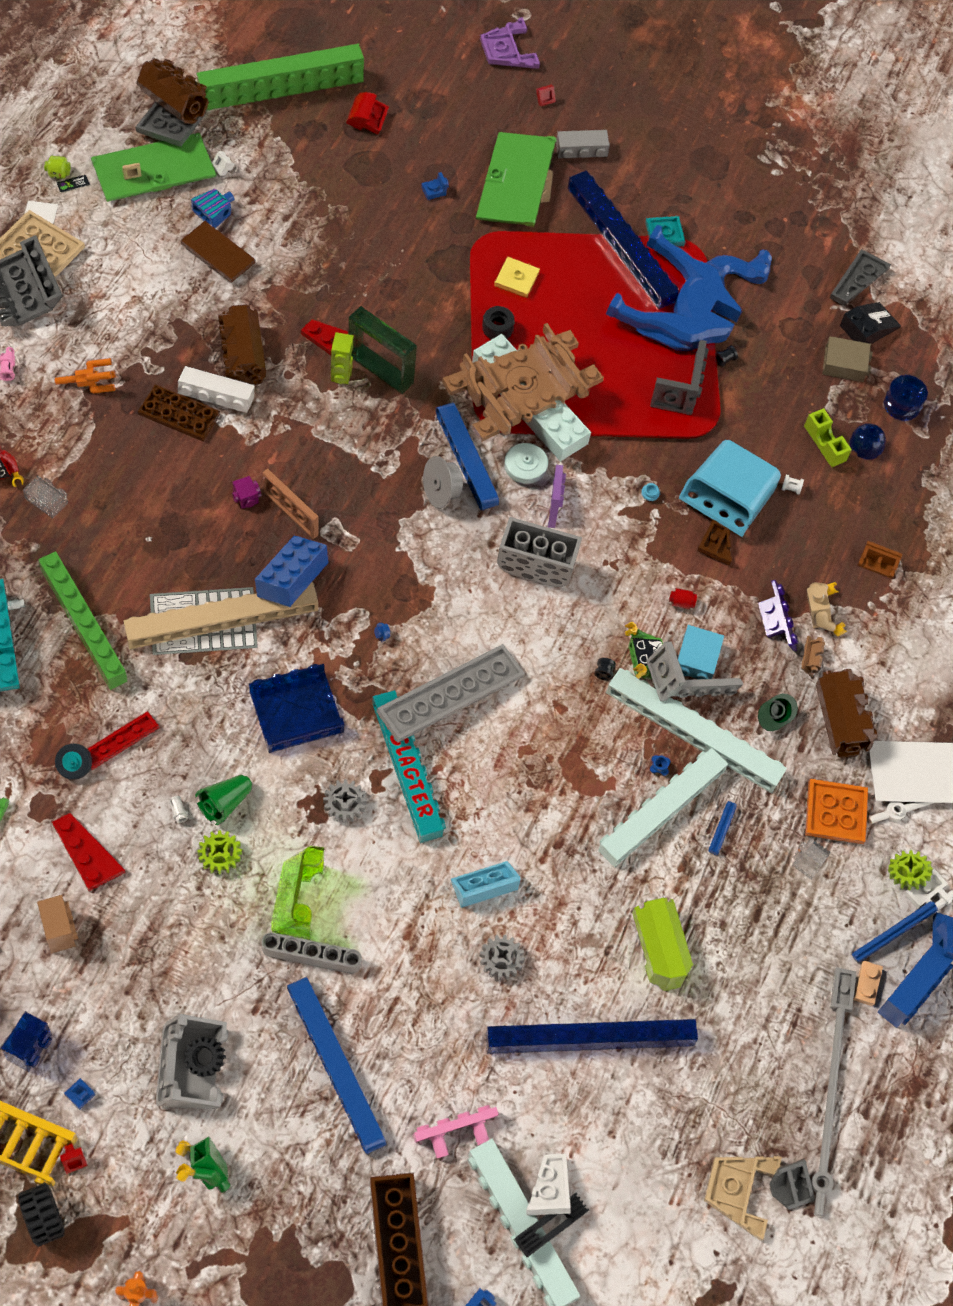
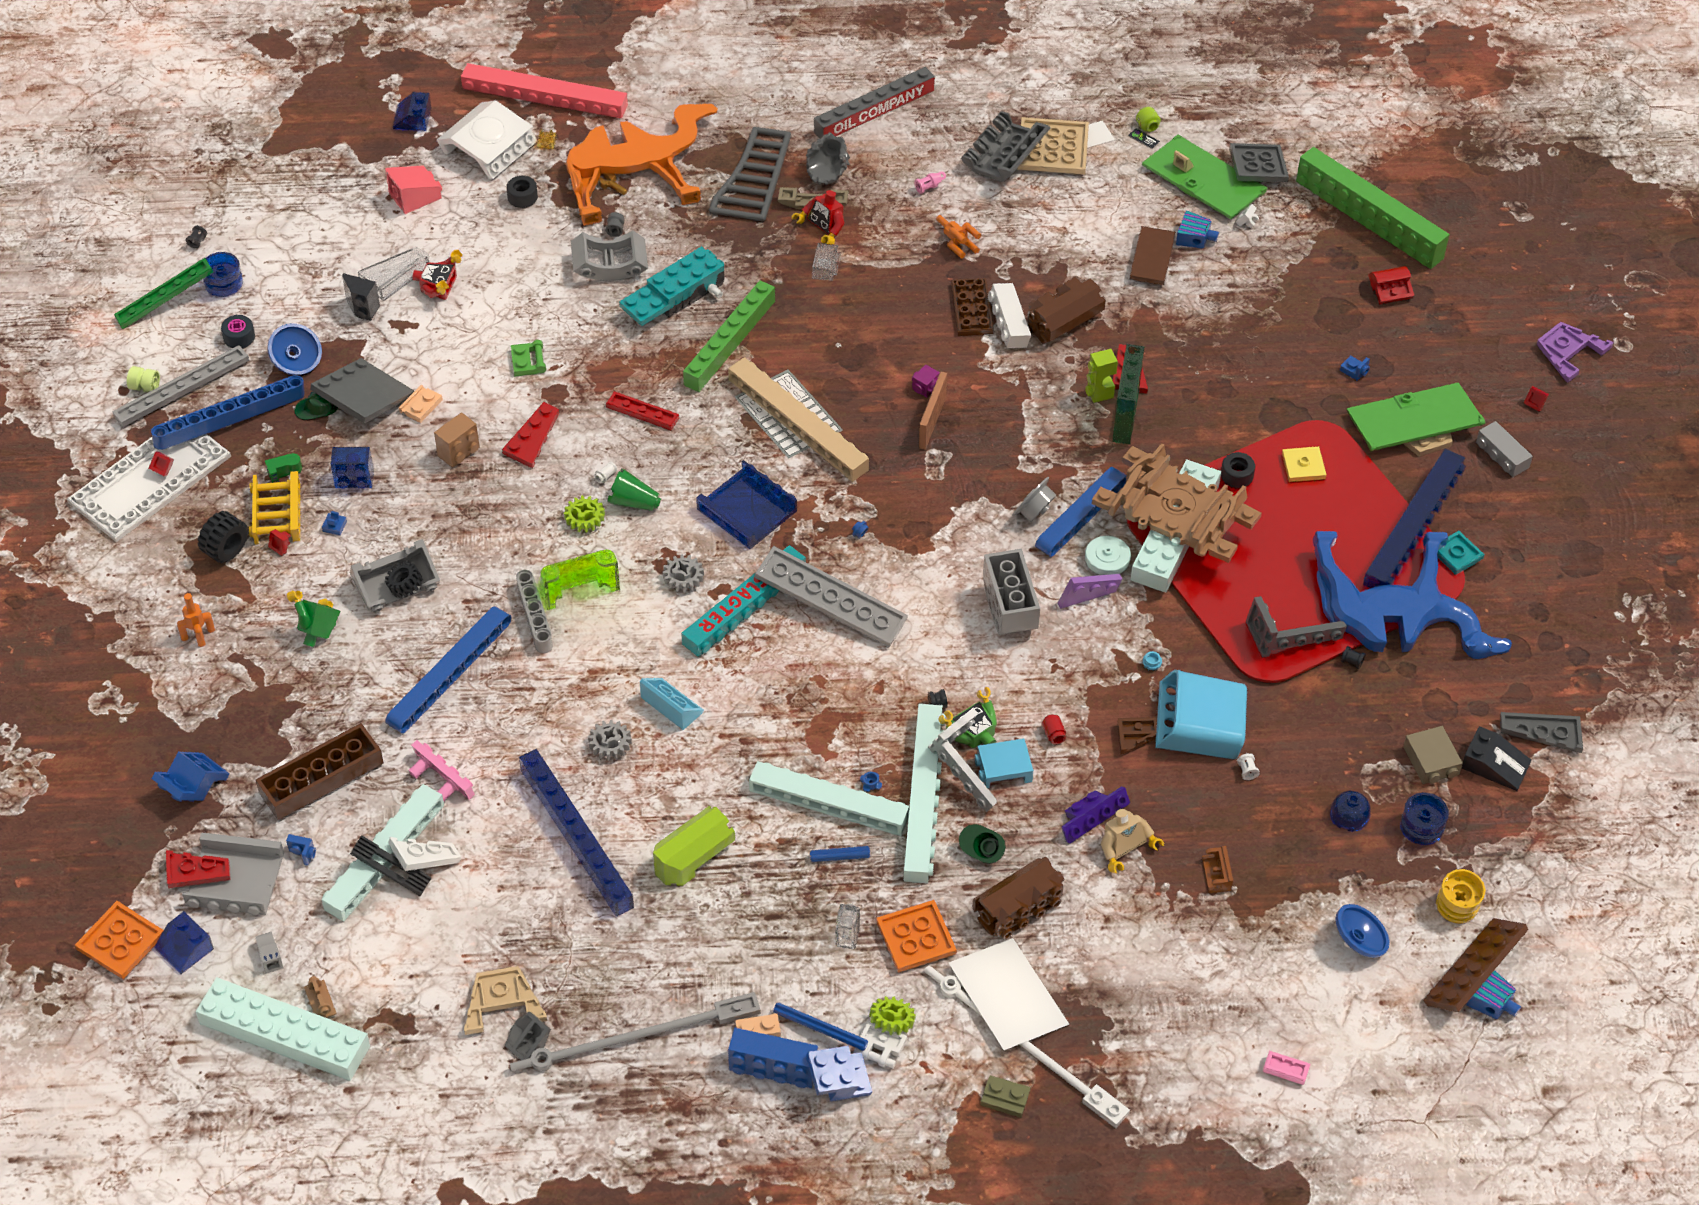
camera: 70 degrees right, 10 degrees down
(73, 761) = (602, 388): black wheel -> none
(172, 90) = (1282, 142): reddish brown brick -> none
(291, 571) = (866, 437): blue brick -> none
(811, 662) = (1068, 853): medium nougat hinge -> none
(833, 449) = (1318, 777): lime arch -> none

